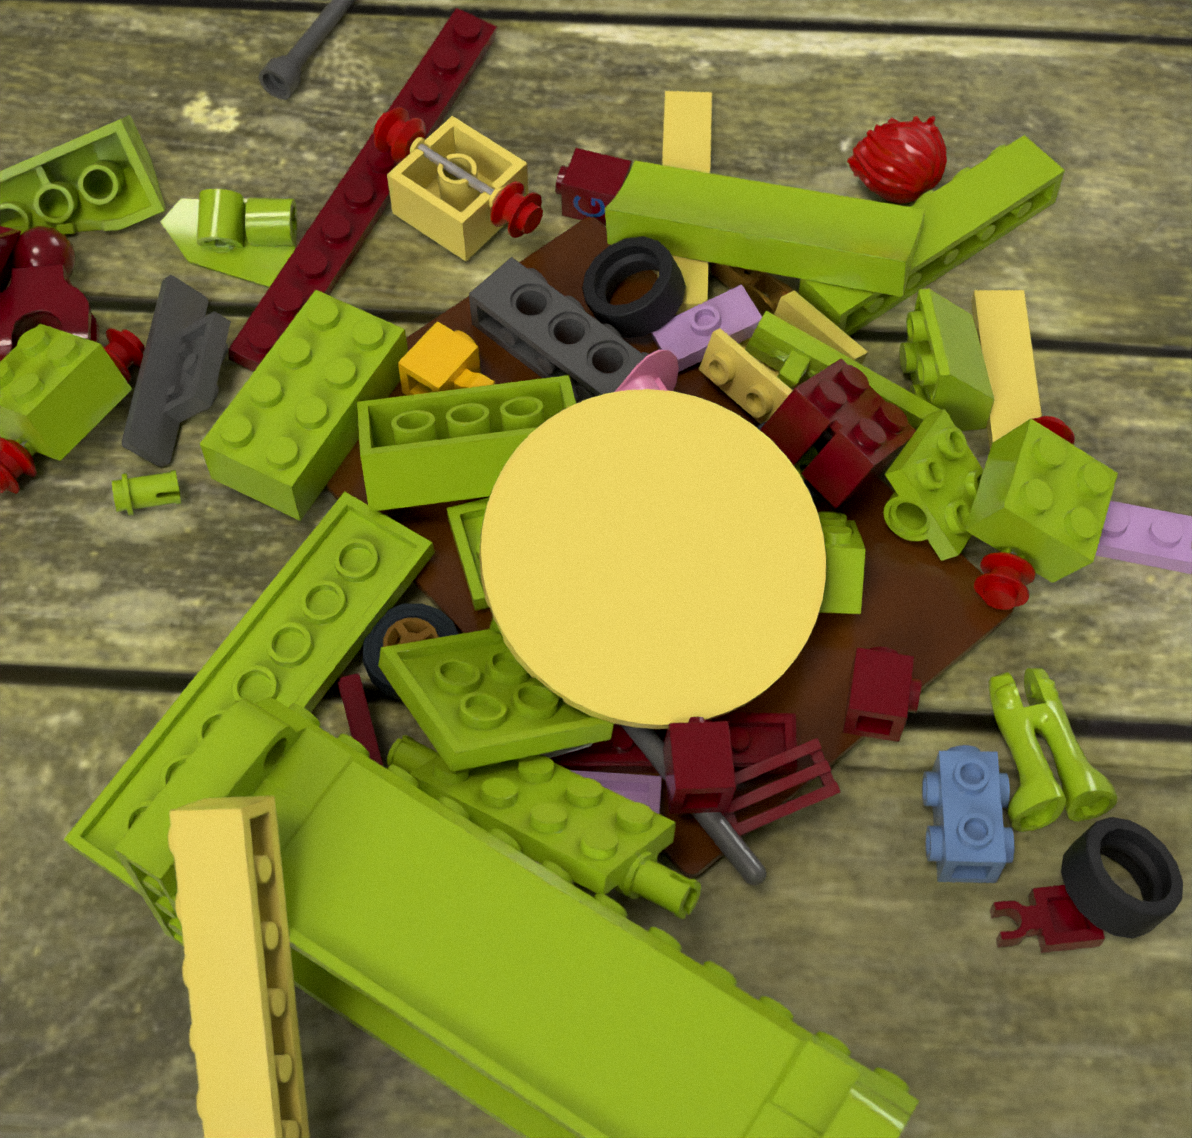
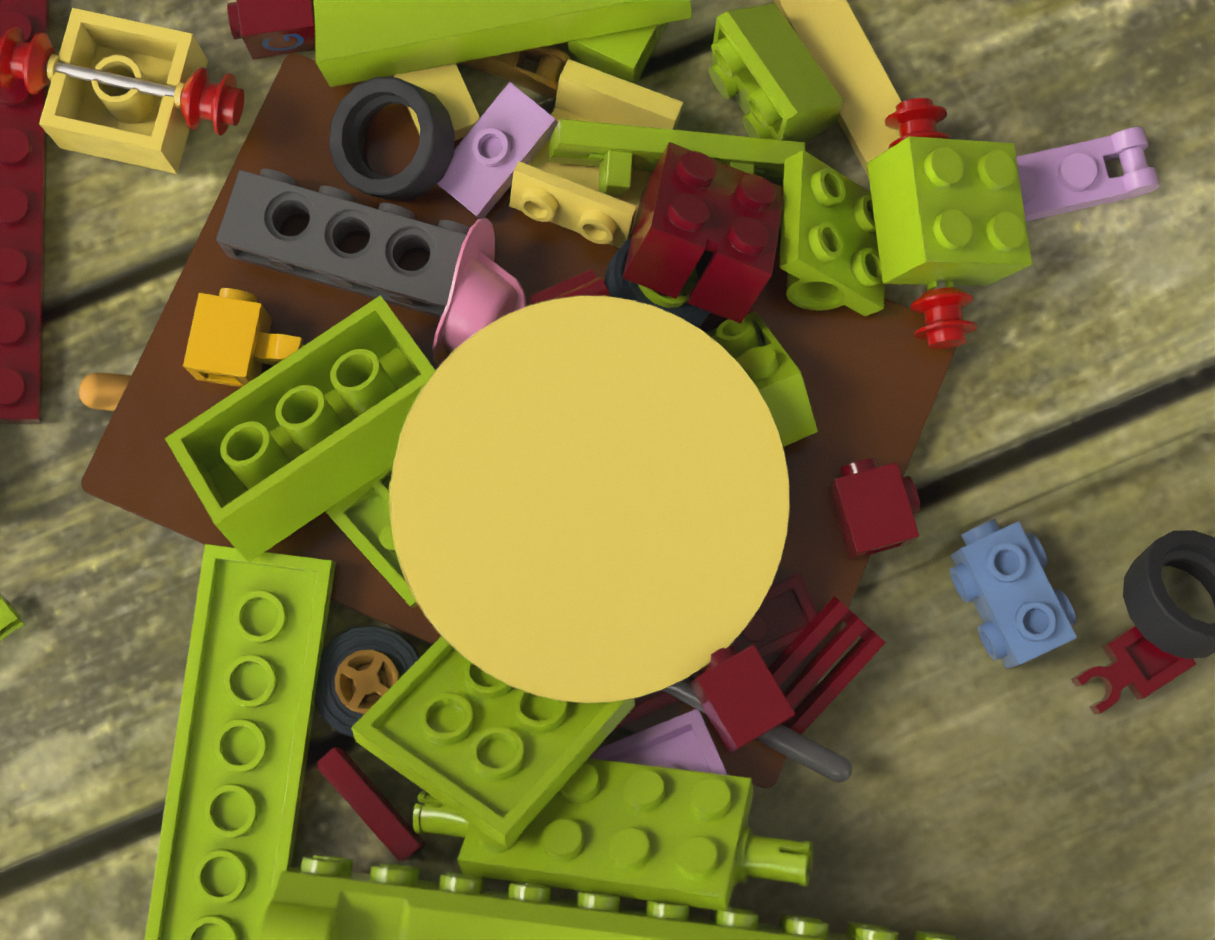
camera: 25 degrees left, 20 degrees up
(300, 404) = (101, 457): lime brick -> none
(1039, 797) = (1070, 535): lime piece -> none

